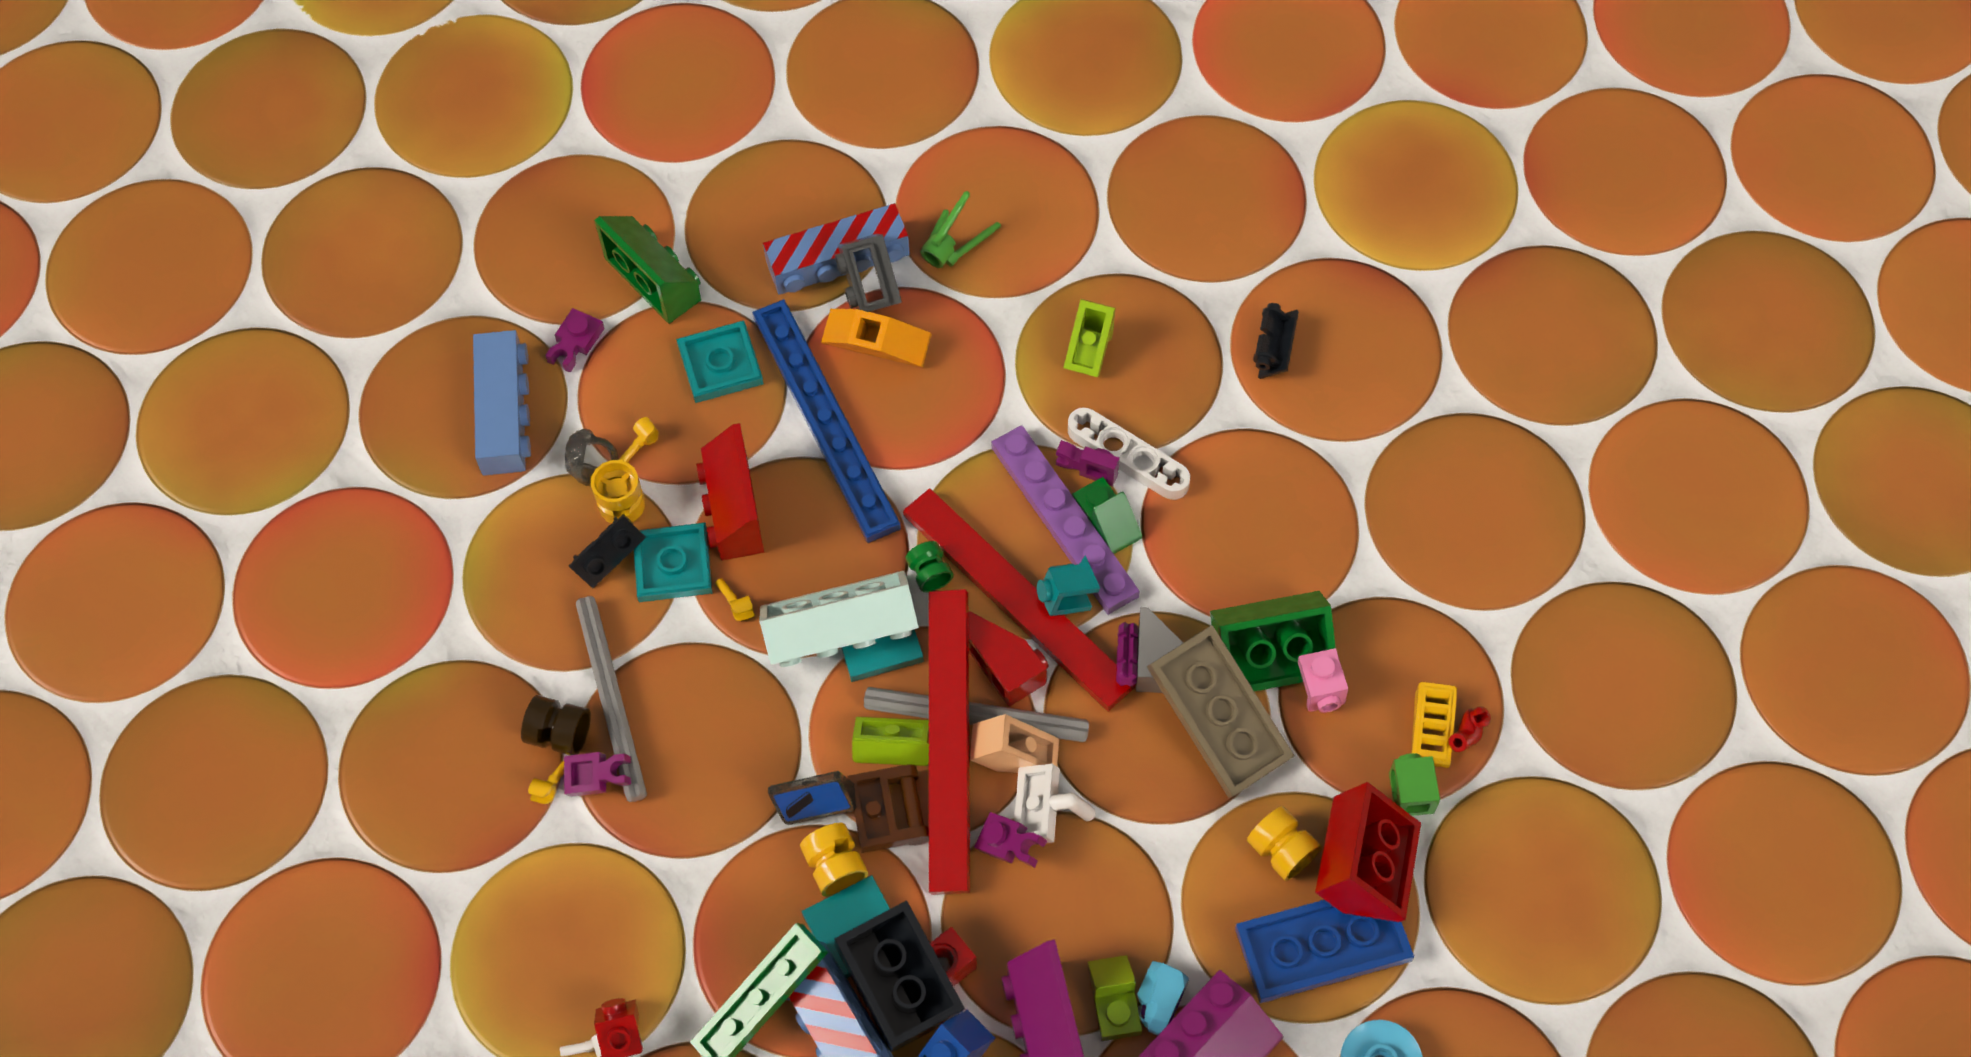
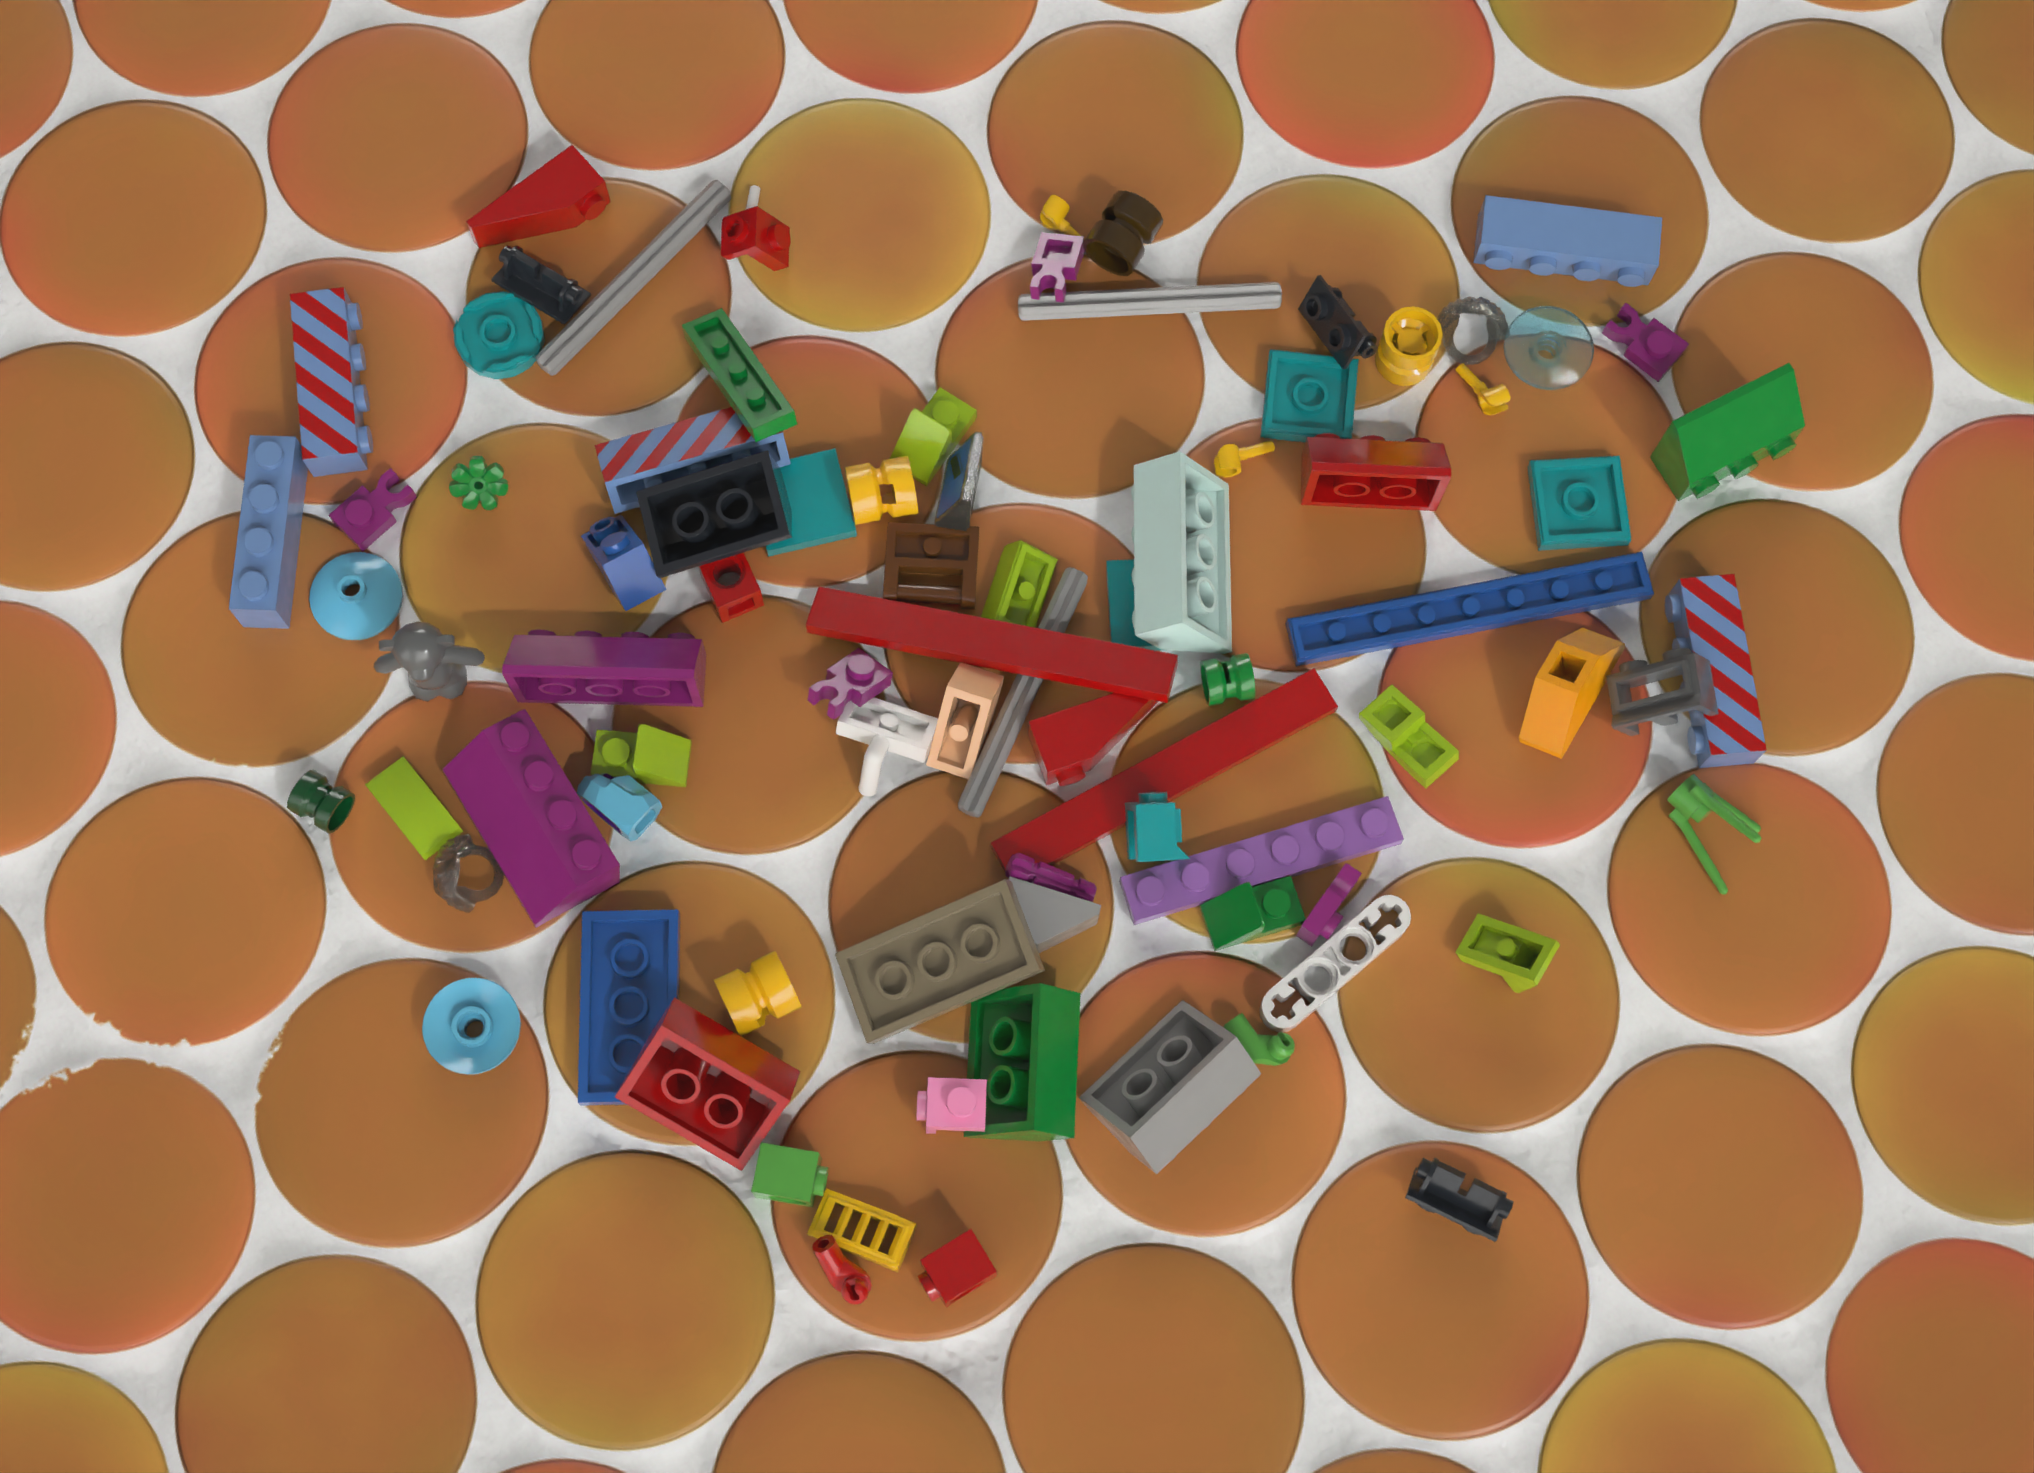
camera: 100 degrees right, 10 degrees up
(596, 386) = (1553, 331): none -> clear light blue dish
(768, 837) = (933, 434): none -> lime slope
(940, 438) = (1407, 737): none -> lime slope
(1206, 489) = (1261, 1048): none -> bright green arm
(1255, 539) = (1171, 1085): none -> light grey slope
(1440, 650) = (956, 1269): none -> red brick

